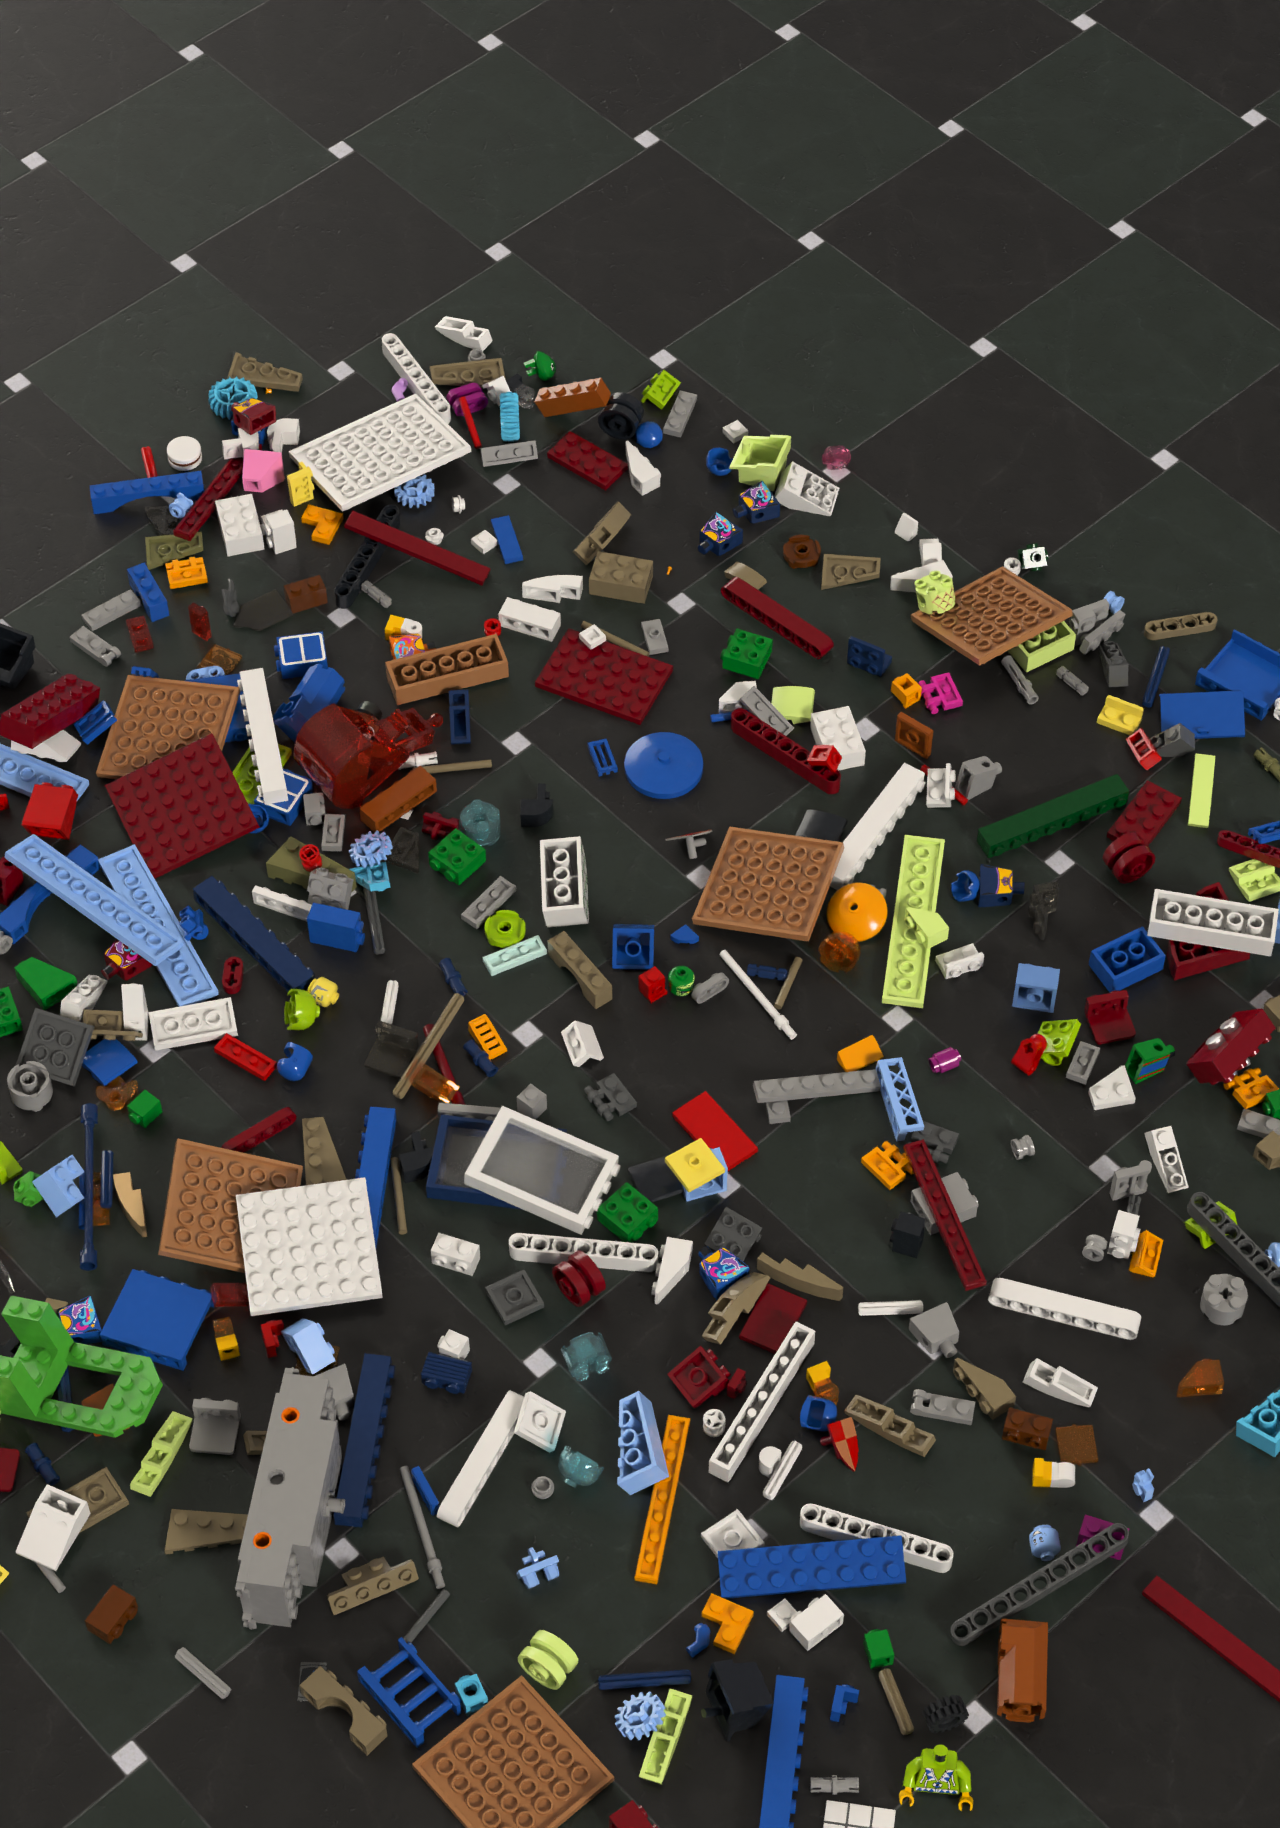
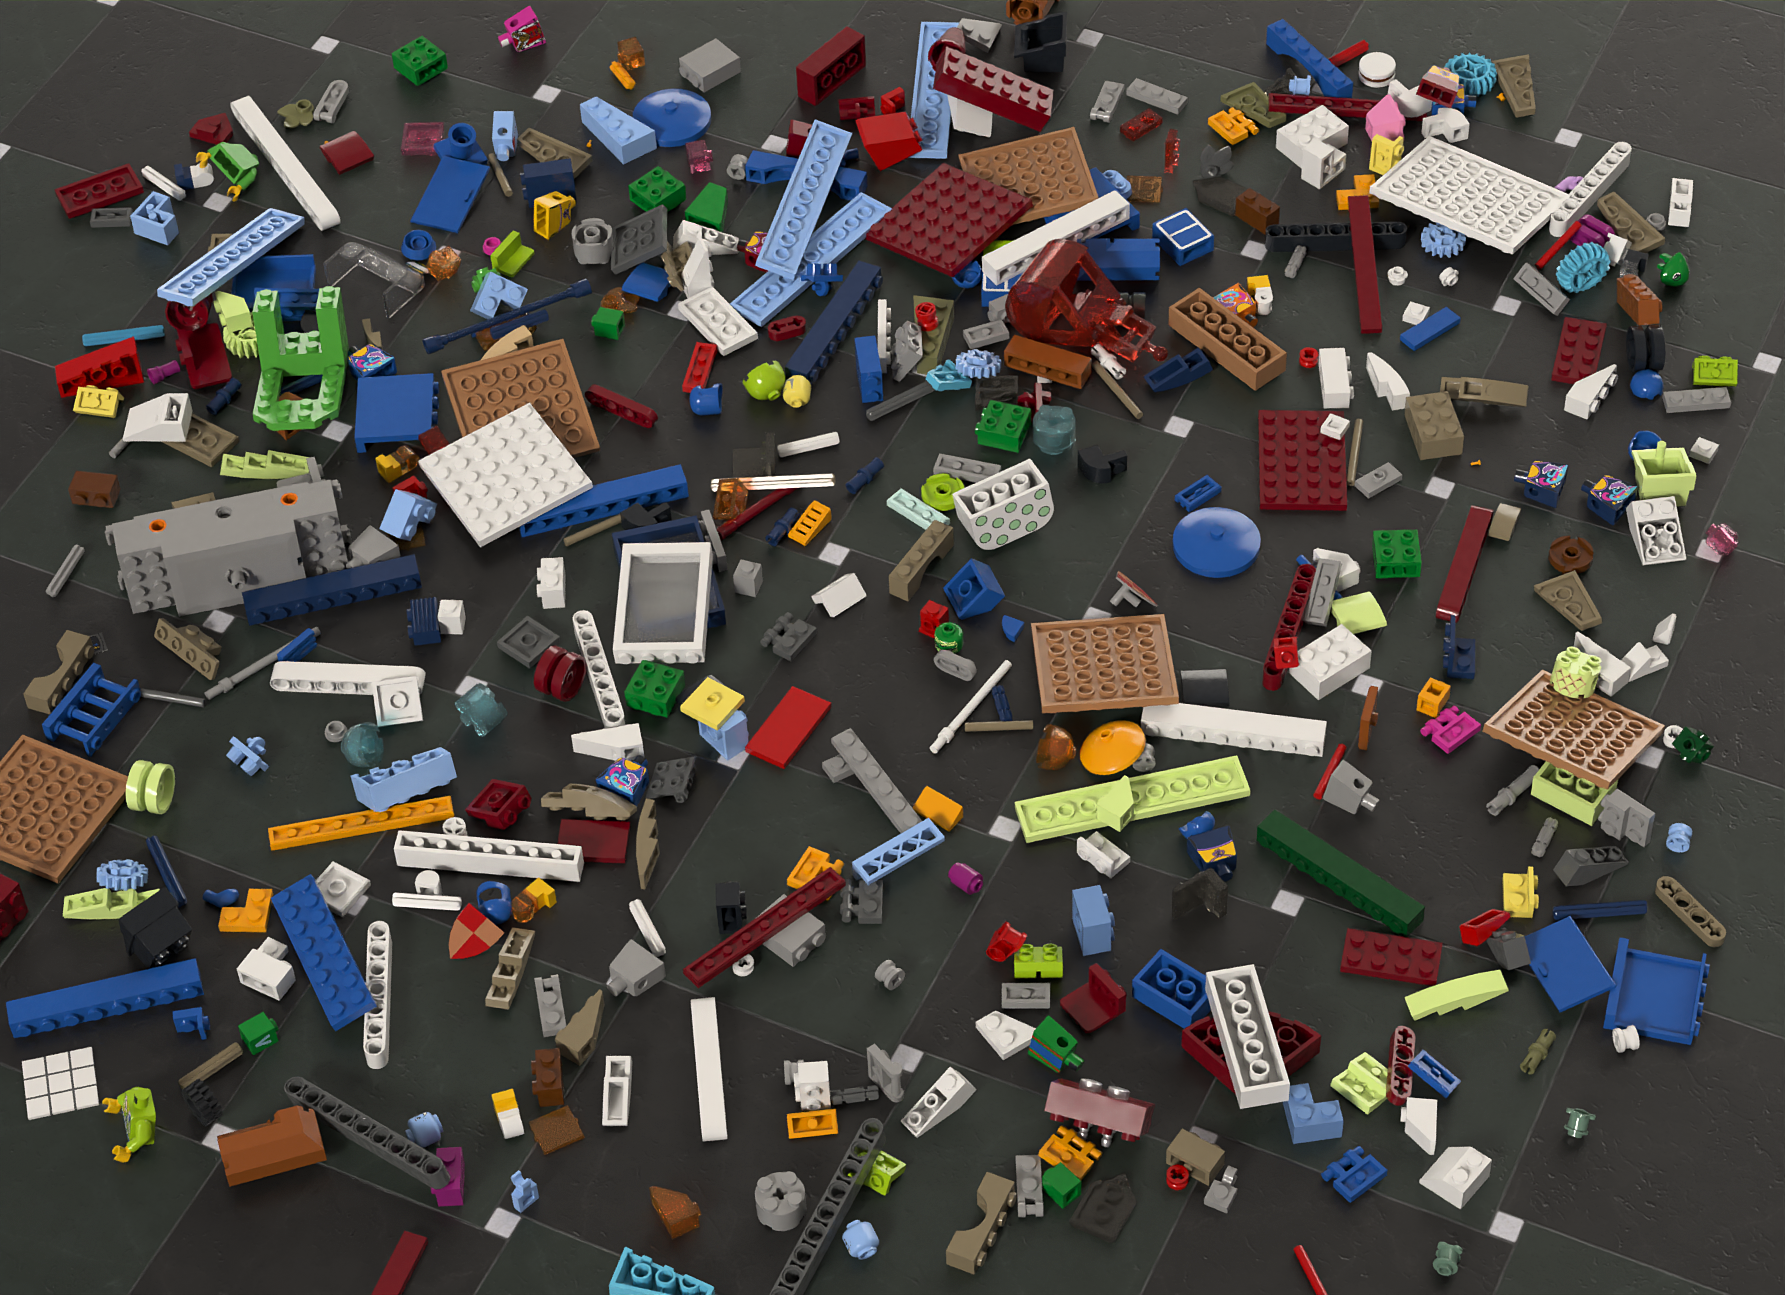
camera: 70 degrees right, 5 degrees down
(95, 722) = (1013, 131): blue plate -> none
(145, 672) = (1085, 139): blue tile -> none
(151, 595) = (1197, 99): blue arch -> none
(319, 1153) = (613, 460): dark tan wing -> none
(472, 1703) = (105, 750): medium azure brick -> none
(737, 1383) = (504, 831): dark red plate -> none
(834, 1784) = (106, 1045): light grey pin -> none
(940, 787) = (1317, 765): white bracket -> none
(1102, 632) = (1626, 839): light grey plate -> none
(1129, 858) = (1311, 949): dark red wheel -> none

